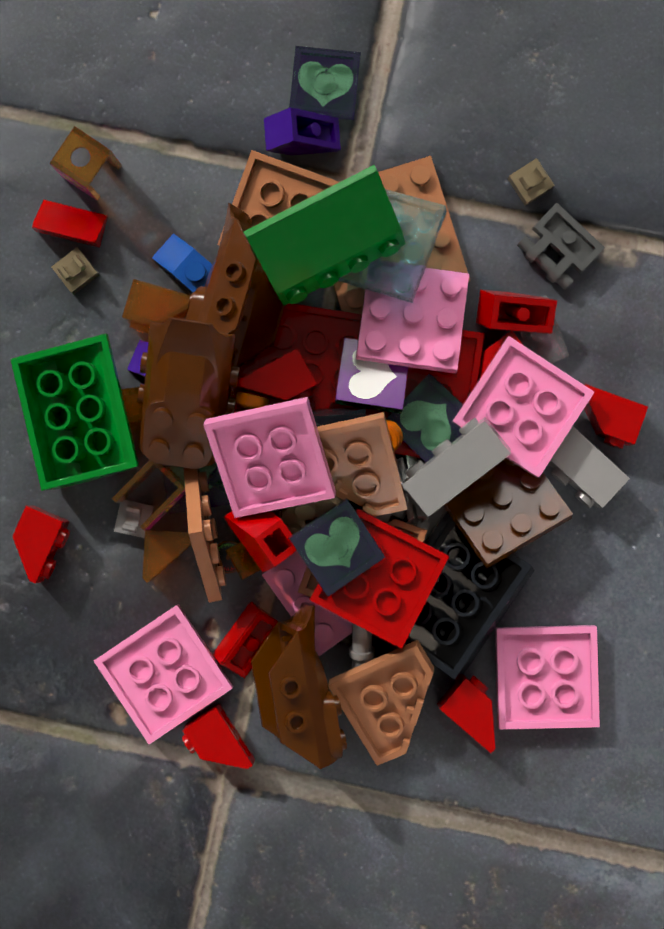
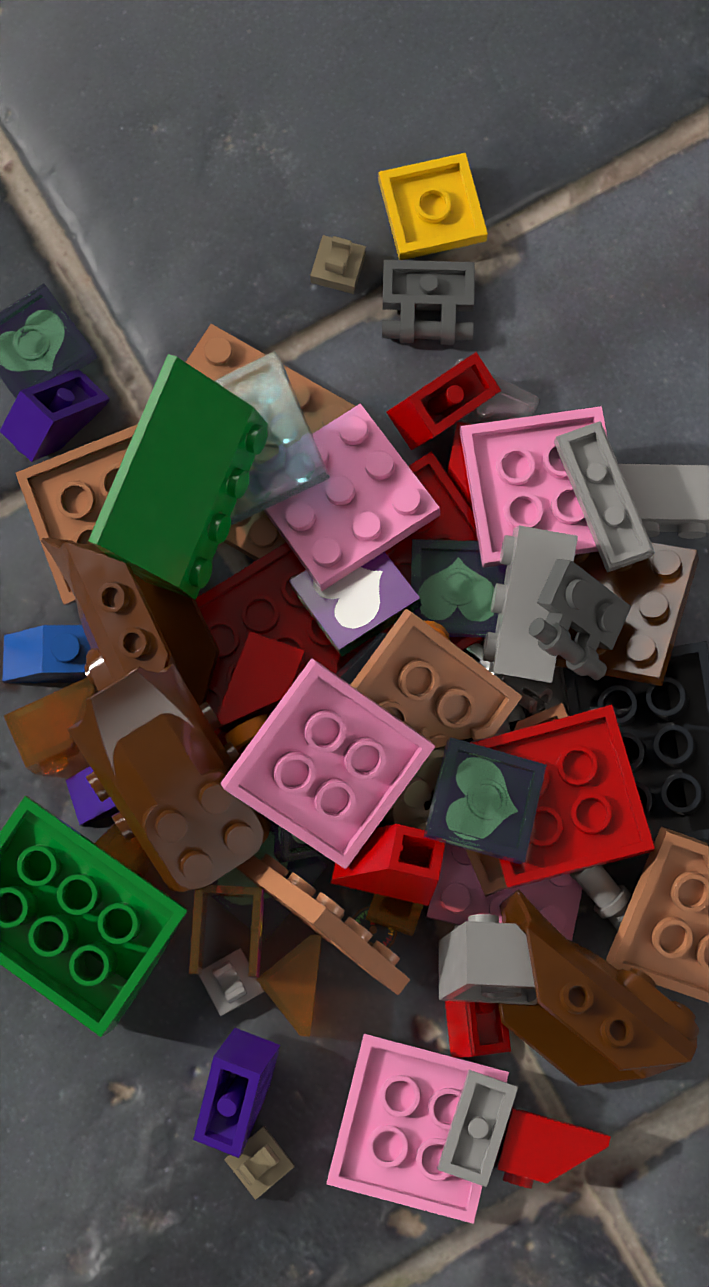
camera: 45 degrees left, 10 degrees down
(37, 541) = (143, 1102): red slope -> none
(71, 620) = (260, 1163): none -> dark tan tile
(88, 575) = (235, 1091): none -> dark purple slope
(190, 702) = (477, 1128): none -> light grey plate
(265, 625) = (486, 963): none -> light grey slope
(481, 492) = (585, 606): none -> dark grey plate
(549, 442) = (604, 496): none -> light grey tile
(612, 194) = (432, 206): none -> yellow plate
(615, 417) = (646, 421): red slope -> none

